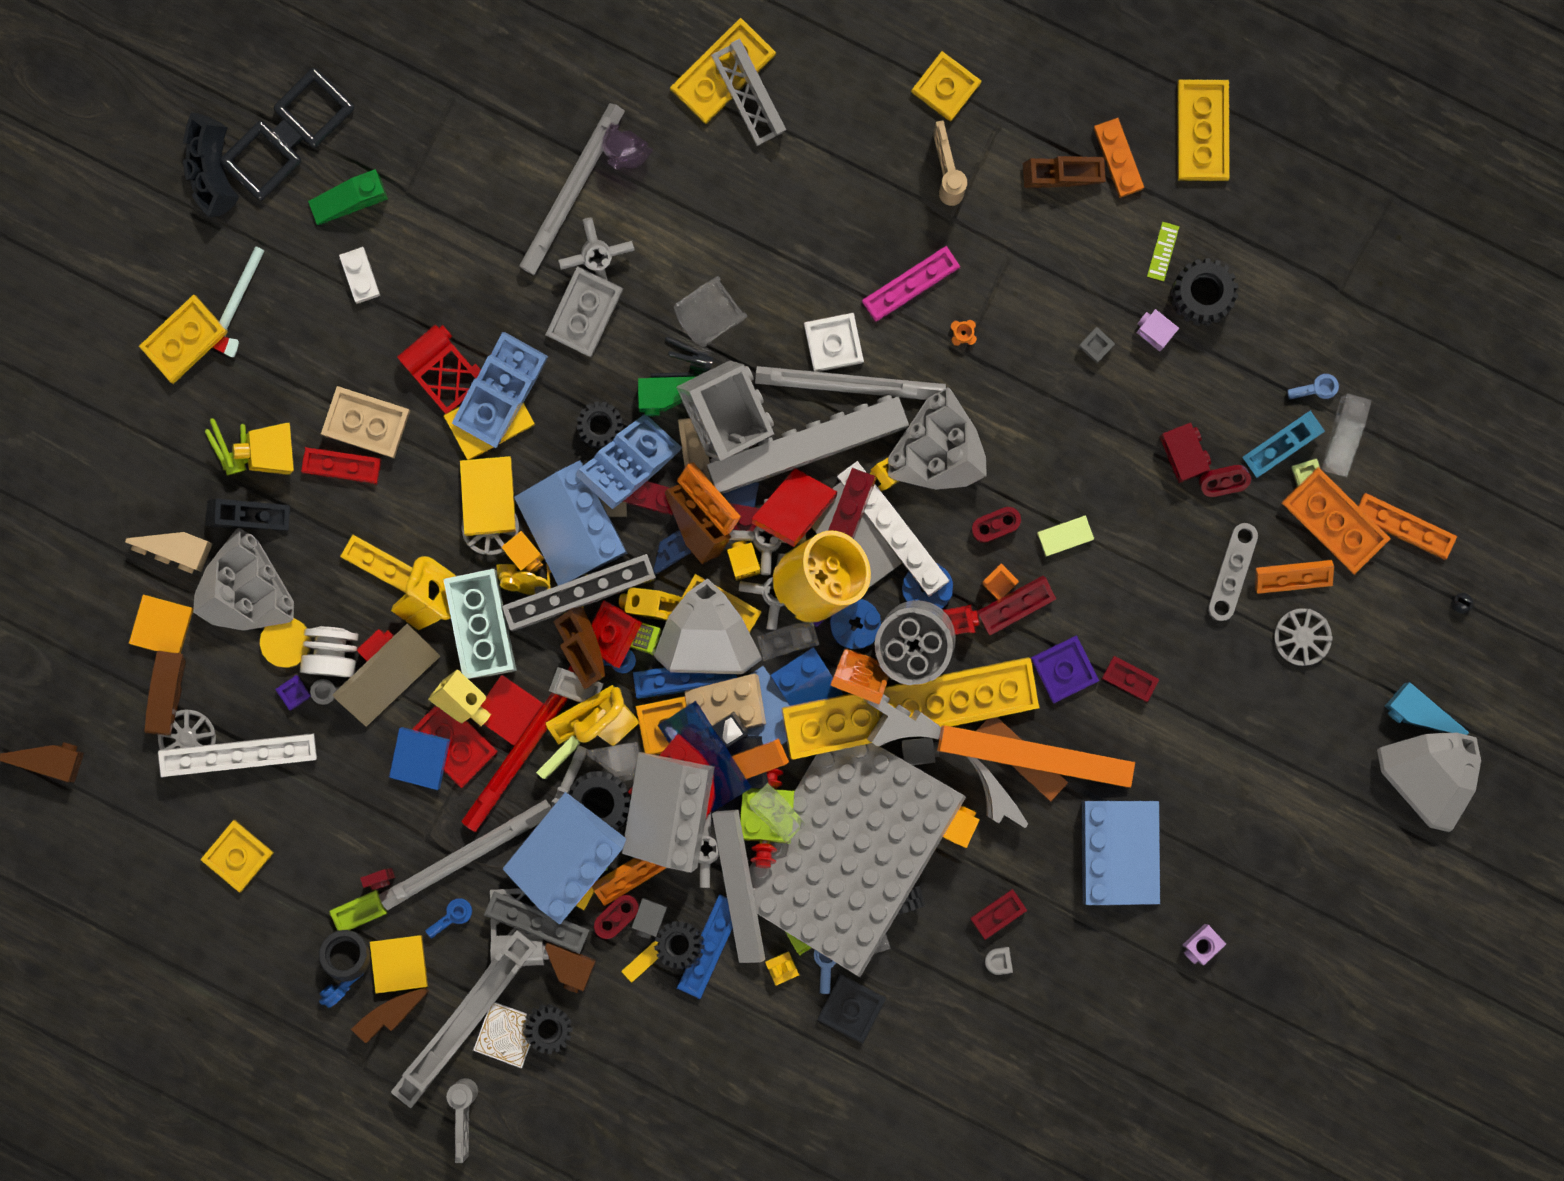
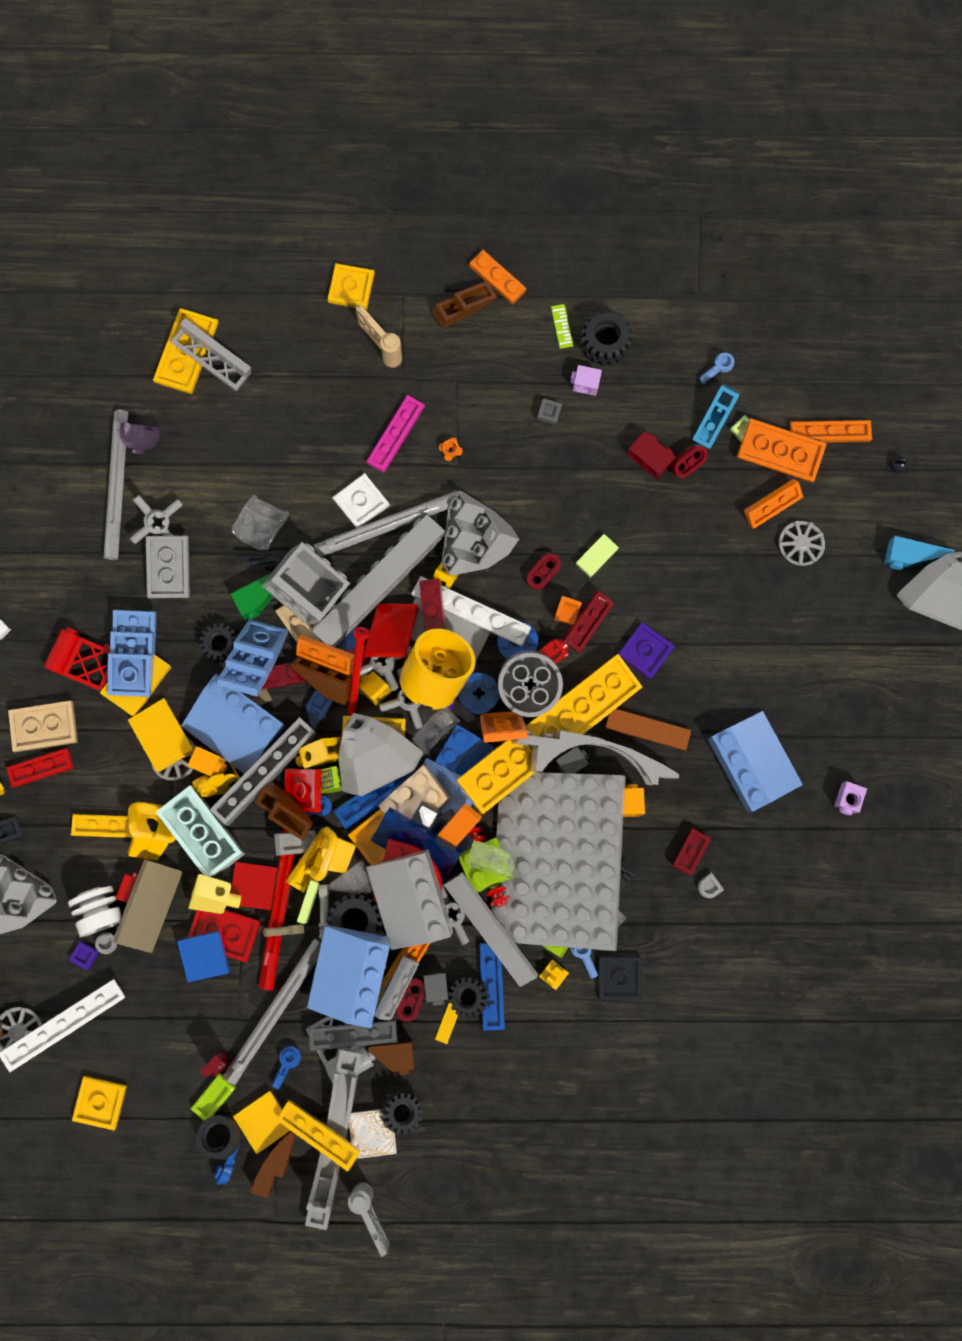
camera: 30 degrees left, 5 degrees down
(284, 643) = (58, 923): yellow tile -> none
(450, 1007) = (318, 1135): none -> yellow plate
(516, 774) = (285, 930): none -> dark tan bar
(607, 897) = (396, 988): none -> light grey tile
(756, 500) = (360, 634): none -> red bar
(1035, 756) = (658, 722): orange tile -> none
(1130, 679) = (696, 633): dark red plate -> none
(1203, 130) = (546, 231): yellow tile -> none
(1232, 571) = (728, 522): light grey plate -> none
(1346, 434) = (756, 386): clear slope -> none

